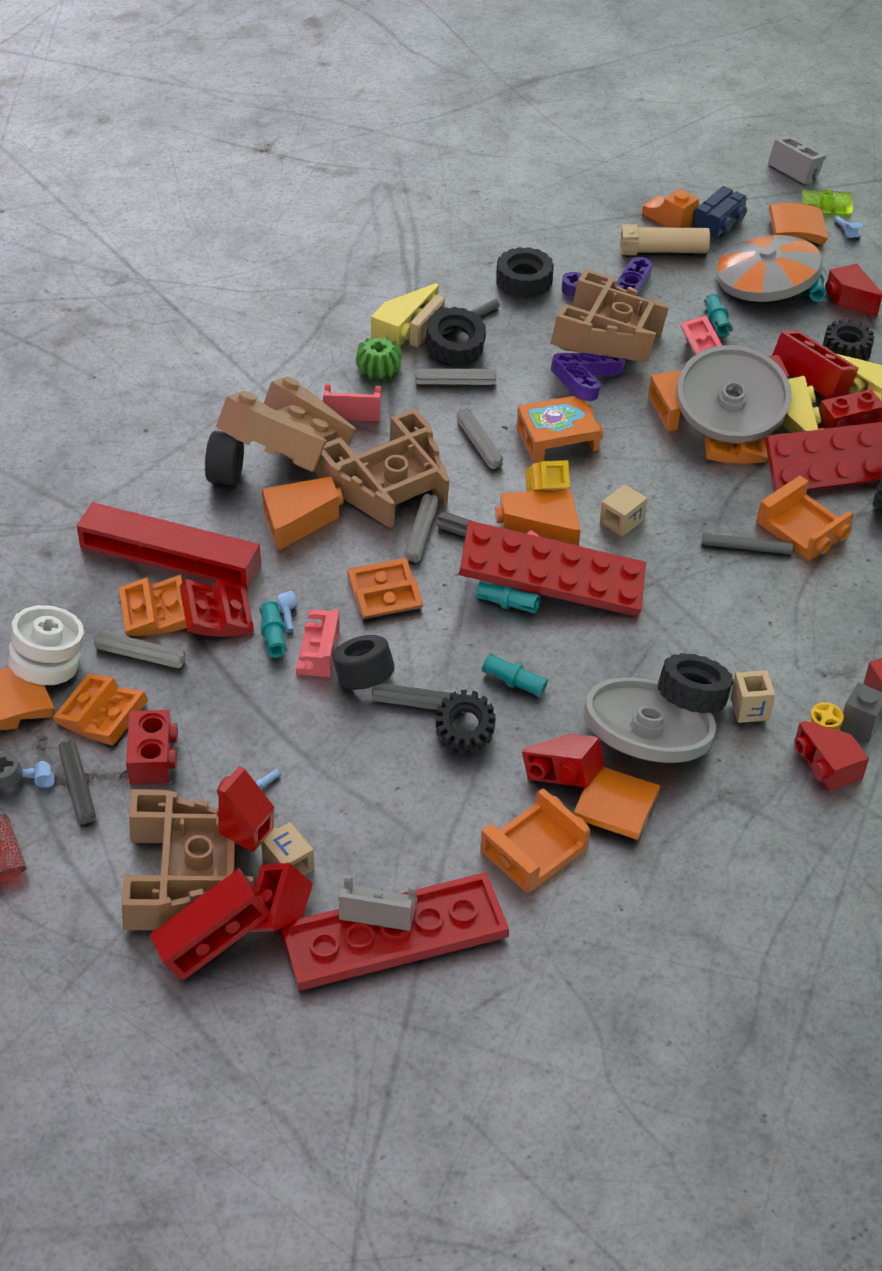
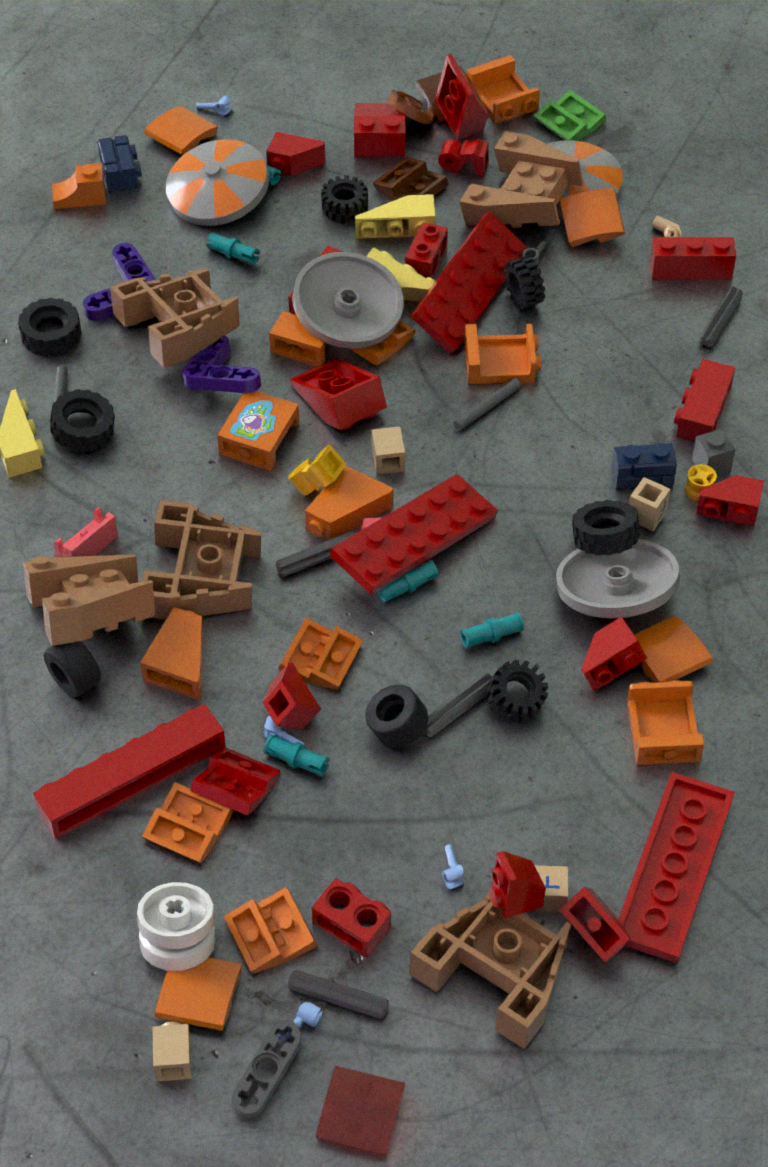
camera: 50 degrees left, 5 degrees up
(139, 649) = (231, 861): light grey axle -> none
(210, 925) = (587, 979): red brick -> none
(316, 590) = (290, 700): none -> red slope
(319, 644) = (342, 734): coral hinge -> none
(377, 906) = (655, 857): light grey hinge -> none
(378, 357) = (51, 487): bright green gear -> none
(419, 324) = (42, 426): tan tile -> none
(421, 528) = (276, 587): light grey axle -> none
(436, 376) = (124, 453): light grey axle -> none
(480, 439) = (213, 485): light grey axle -> none
(646, 453) = (341, 393): none -> red slope
(663, 240) = (92, 233): tan piece -> none
(700, 334) = (261, 276): coral hinge -> none
(795, 672) = (650, 461): none -> dark blue brick
(796, 159) = (108, 77): light grey hinge -> none
(822, 368) = (355, 232): red brick -> none
(828, 200) = (172, 95): clear neon green plate -> none

